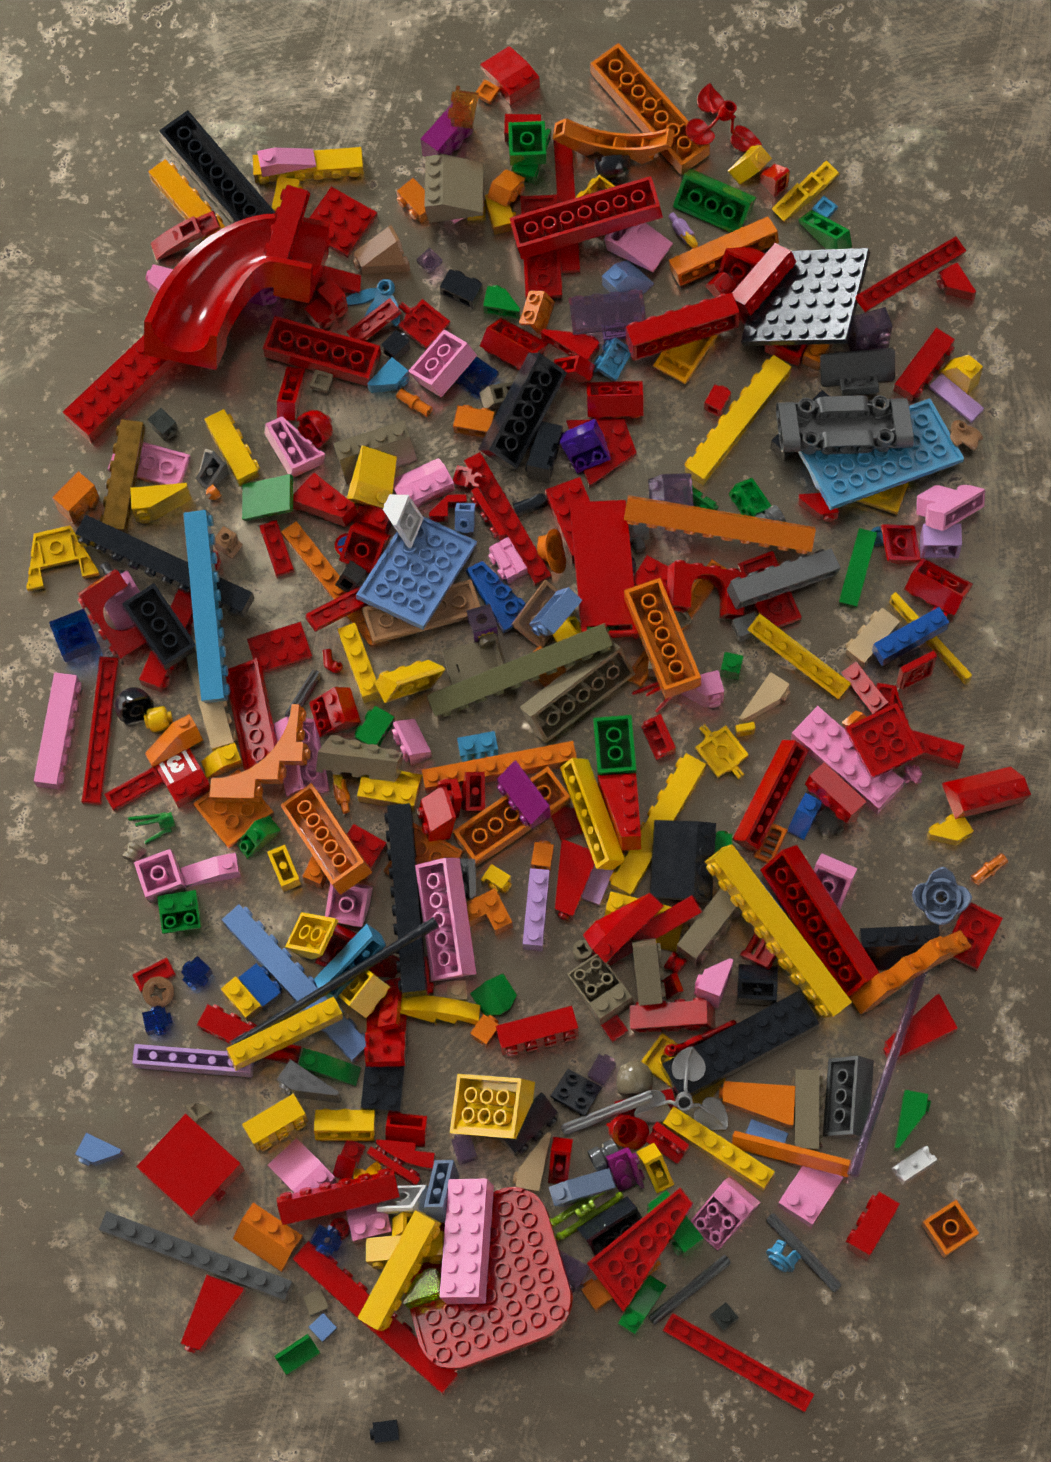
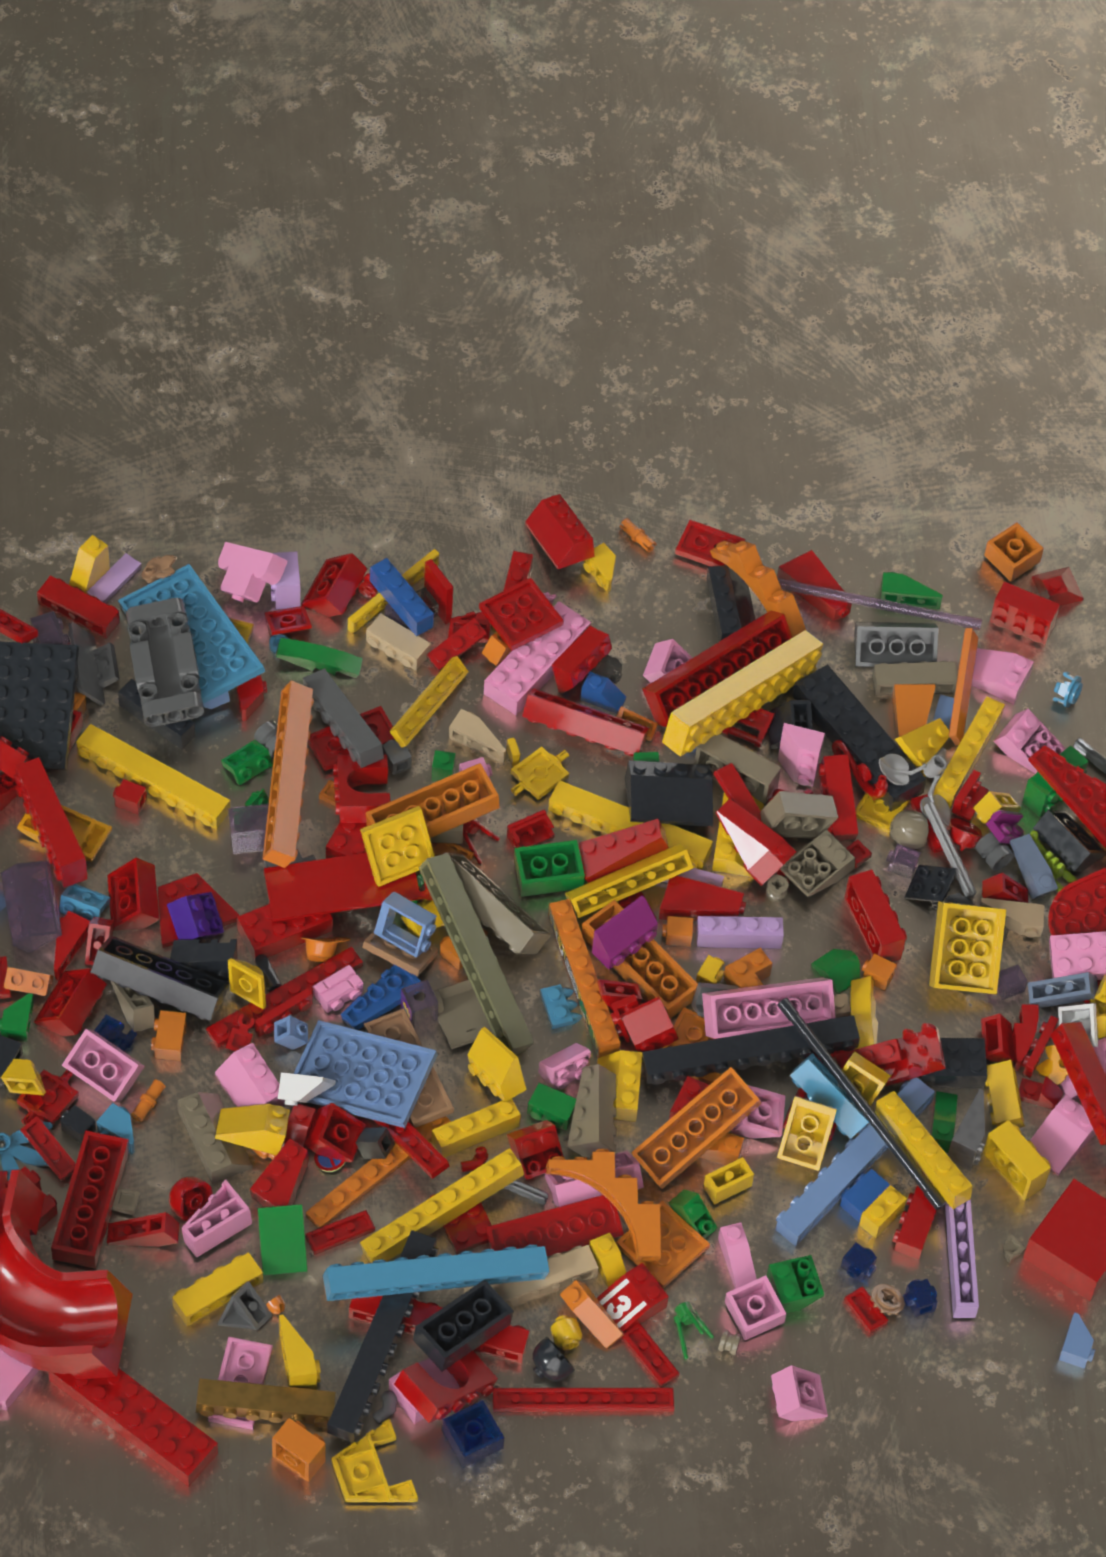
camera: 105 degrees left, 15 degrees down
(57, 730) = (592, 1443): bright pink brick -> none
(78, 905) = (798, 1394): none -> bright pink slope
(163, 424) = (191, 1368): pearl dark grey brick -> none
(279, 625) = (444, 1206): none -> yellow brick
(341, 793) = (631, 1135): orange piece -> none
(438, 303) = (23, 1078): none -> yellow slope
(440, 512) = (279, 1058): red slope -> none
(515, 483) = (247, 982): none -> yellow slope
(620, 601) = (397, 845): none -> yellow plate
(724, 1104) = (924, 741): none -> yellow wing
(806, 1255) = (1049, 685): dark grey axle -> none
(912, 1270) = (1058, 586): none -> red slope
(914, 1165) = (953, 586): white hinge -> none
(941, 883) = (676, 568): sand blue brick -> none

